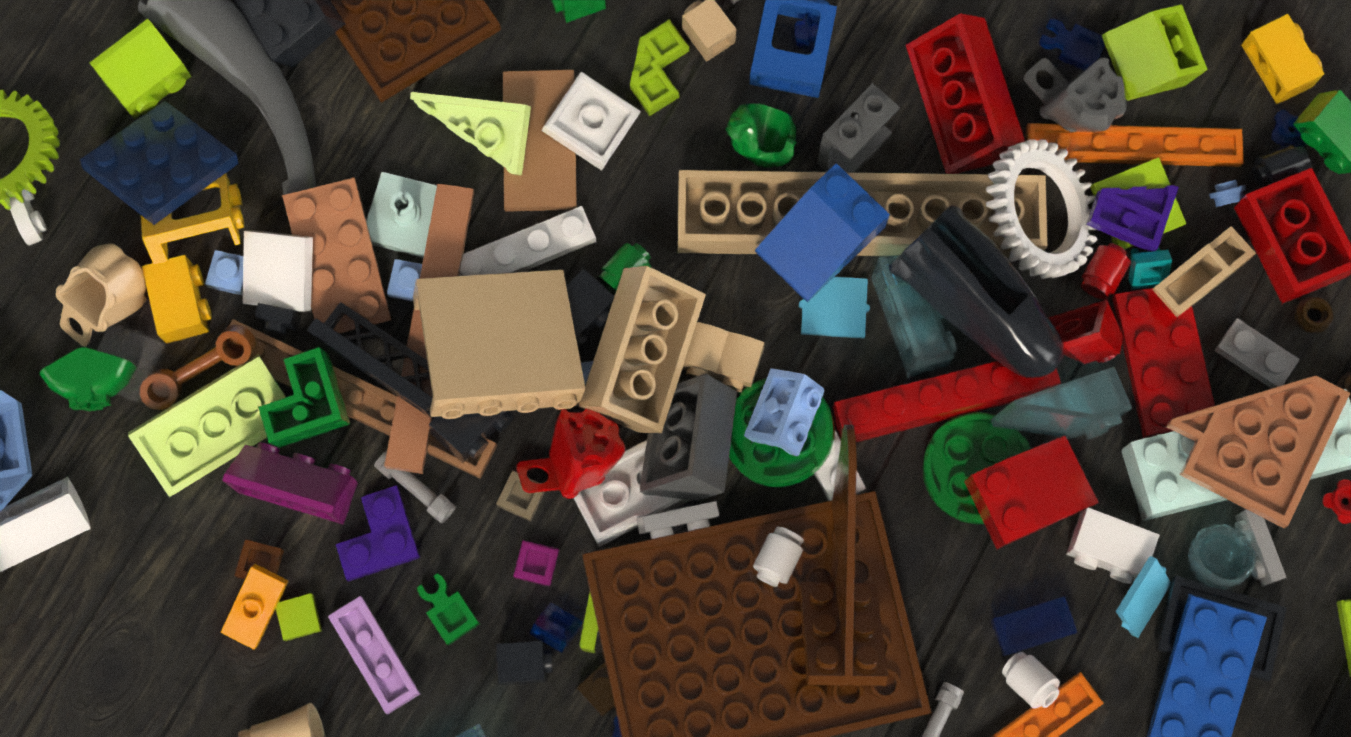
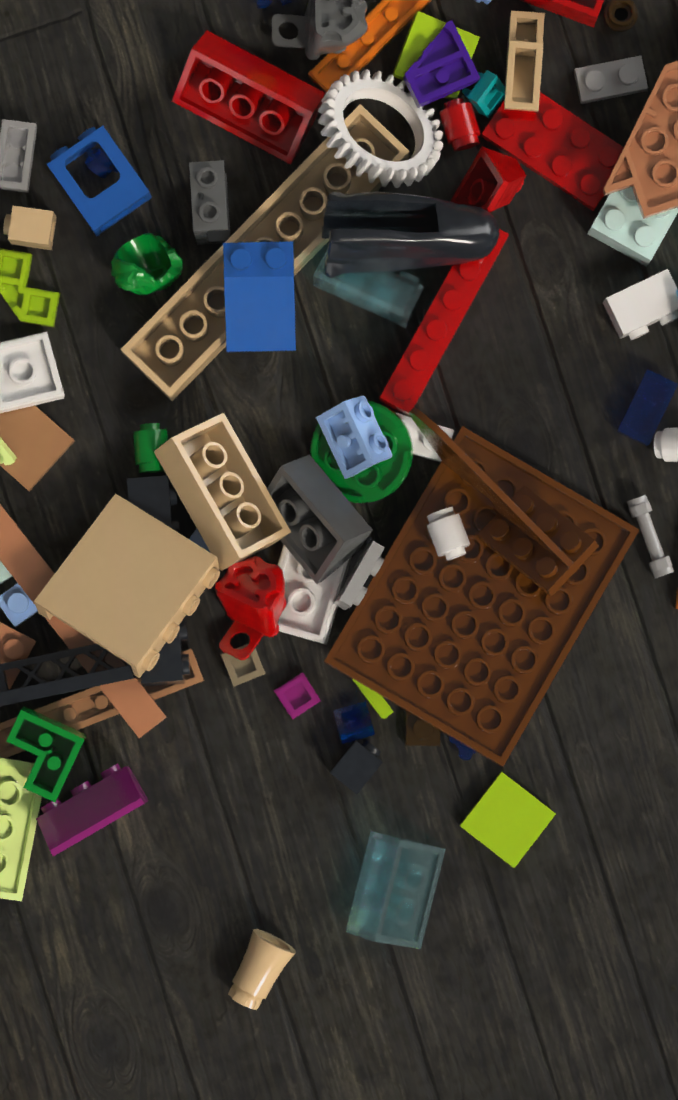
camera: 50 degrees left, 10 degrees up
(254, 606) = (152, 909): light orange plate -> none
(260, 554) = (124, 880): reddish brown plate -> none
(298, 617) = (185, 887): lime tile -> none
(374, 655) = (259, 859): lavender plate -> none
(387, 544) = (190, 780): dark purple plate -> none
(438, 506) = (197, 726): light grey bar -> none
(450, 614) = (279, 785): green plate -> none
(531, 246) = (71, 501): white plate -> none
(723, 356) = (275, 440): tan brick -> none
(837, 309) = (316, 330): medium azure piece -> none
(958, 451) = (510, 341): green tile -> none
(1030, 491) = (560, 323): red slope -> none
(1070, 409) = (540, 232): clear light blue slope -> none

